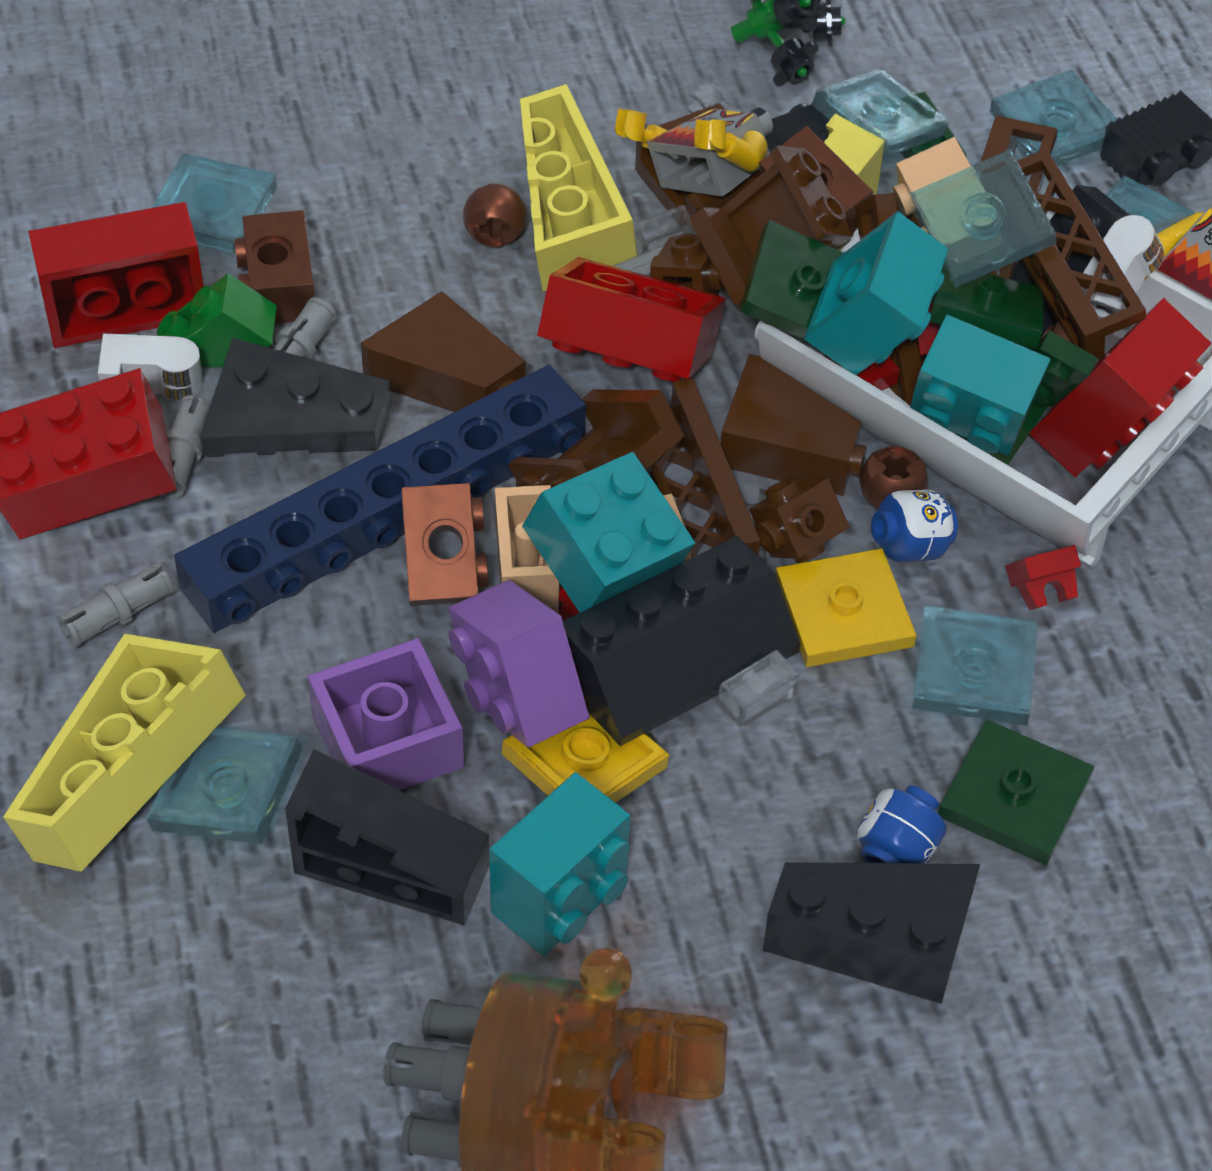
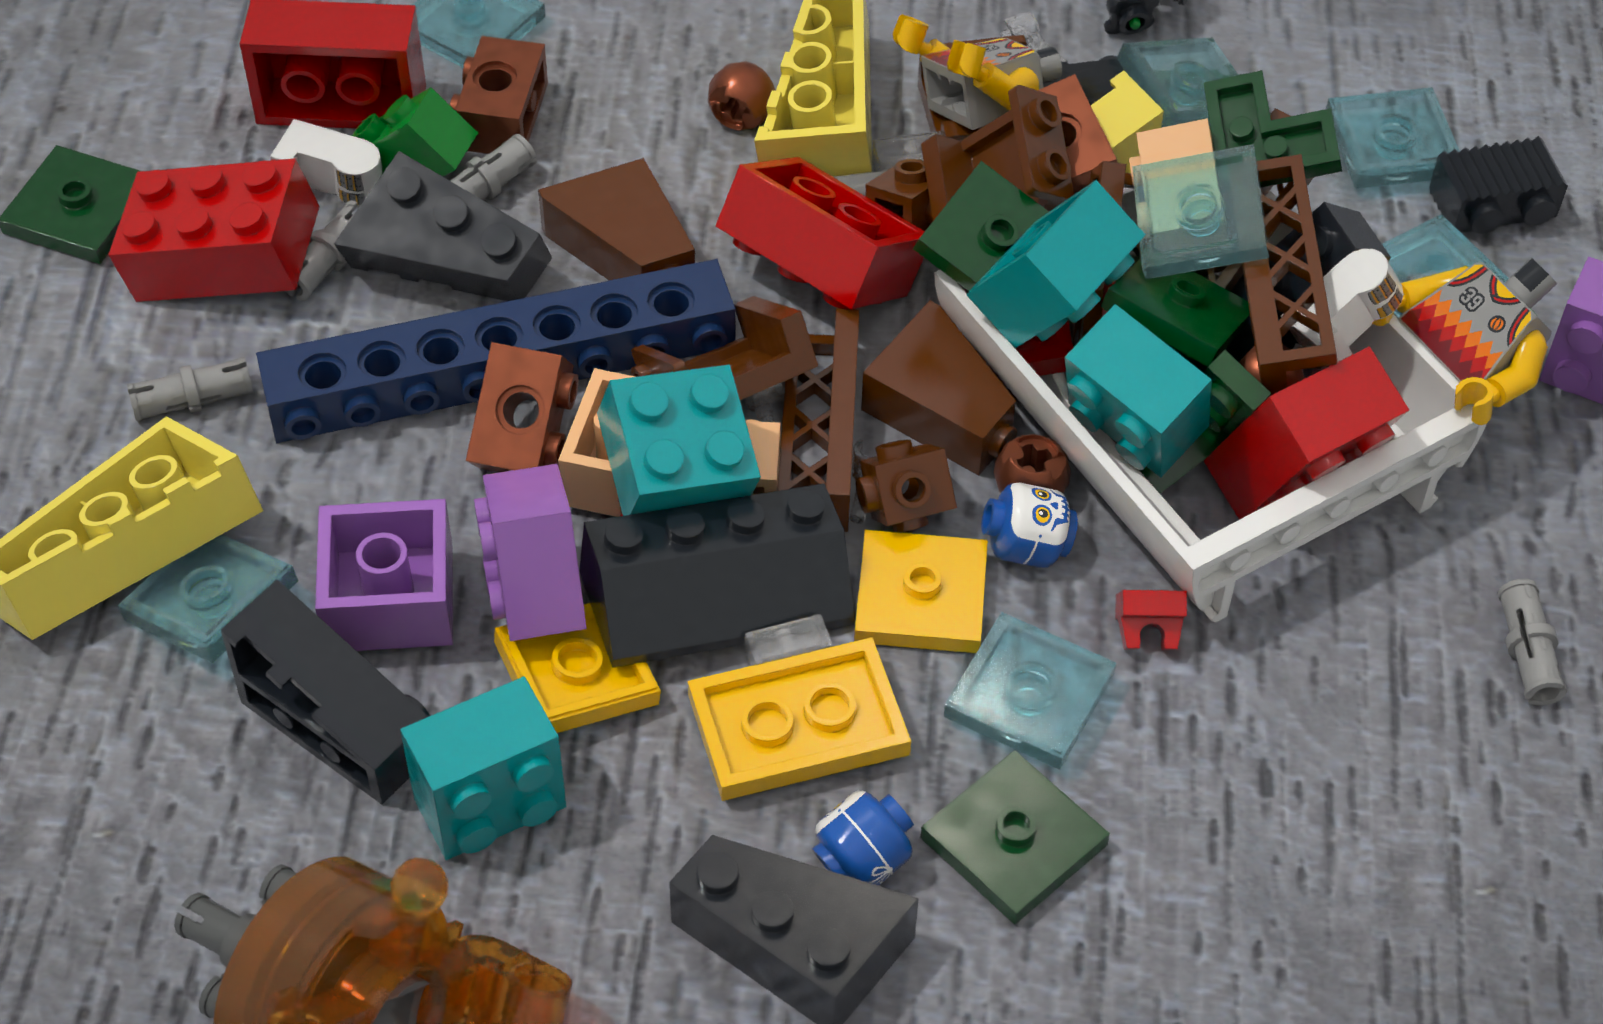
camera: 20 degrees right, 0 degrees up
(794, 745) = (798, 718): none -> yellow plate
(983, 135) = (1242, 117): none -> dark green plate

